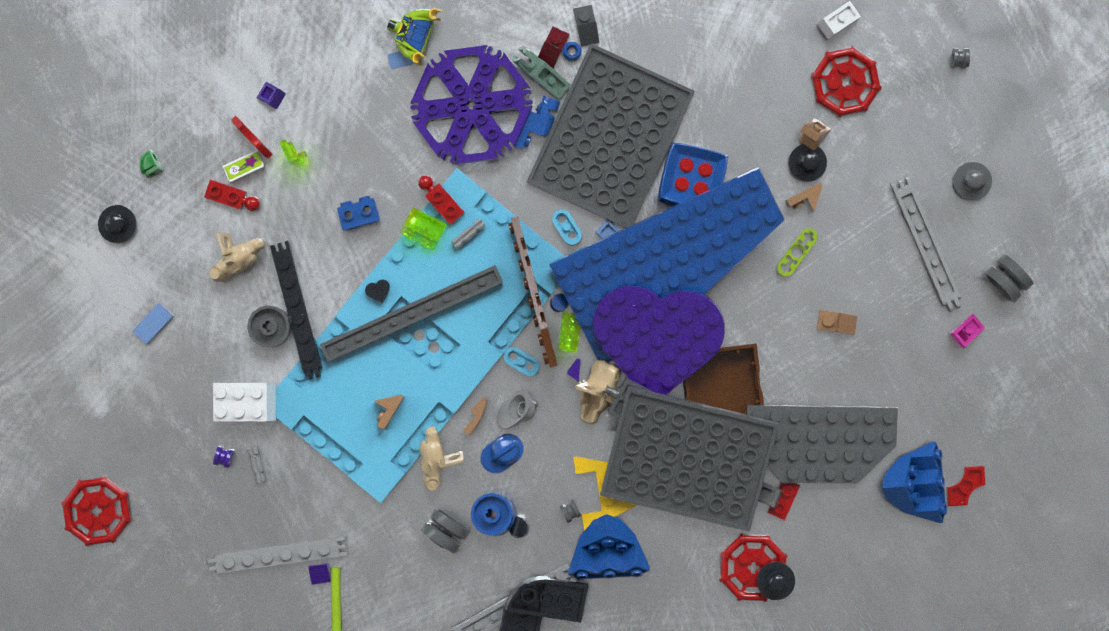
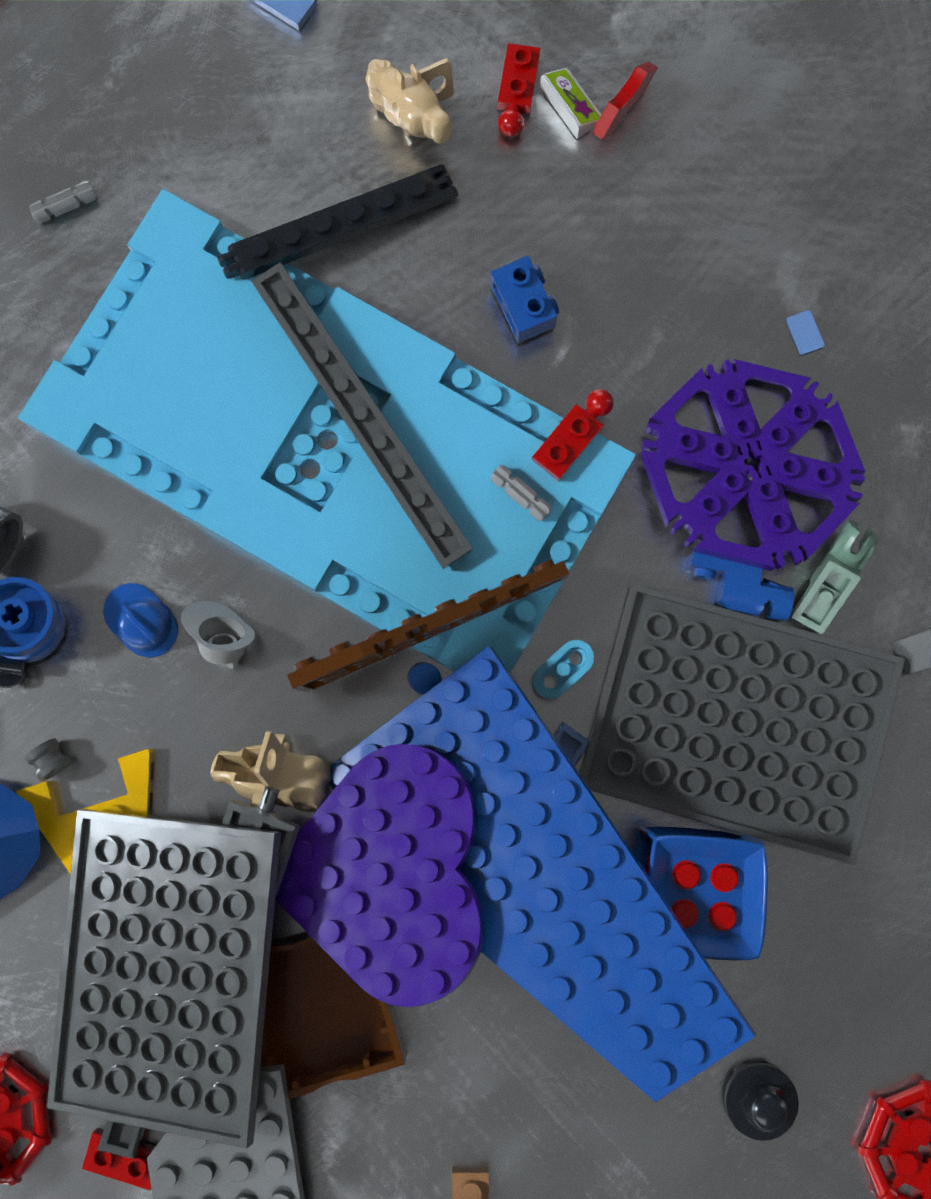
camera: 85 degrees right, 5 degrees down
(223, 457) = (66, 142): dark purple wheel -> none
(244, 401) = (162, 156): white piece -> none
(258, 326) = (301, 176): dark grey wheel -> none
(271, 95) = (701, 128): dark purple slope -> none
(290, 152) = (609, 166): clear neon green bracket -> none
(378, 290) = (393, 351): black tile -> none
(391, 405) = (188, 404): medium nougat slope -> none
(414, 32) = (861, 344): torso -> none
(423, 228) = (516, 410): clear neon green bracket -> none
(434, 460) = (104, 499): tan piece -> none
(477, 410) = (204, 562): medium nougat slope -> none
(521, 361) = (306, 627): medium azure plate -> none
(553, 46) = (885, 593): dark red slope -> none
(569, 333) = (370, 704): clear neon green bracket -> none
(574, 45) = (890, 627): blue plate -> none
(574, 370) = (305, 725): dark purple slope -> none
(801, 237) = (617, 1111): lime beam -> none
(811, 196) = (697, 1120): medium nougat slope -> none
(814, 133) = (816, 1106): medium nougat slope -> none

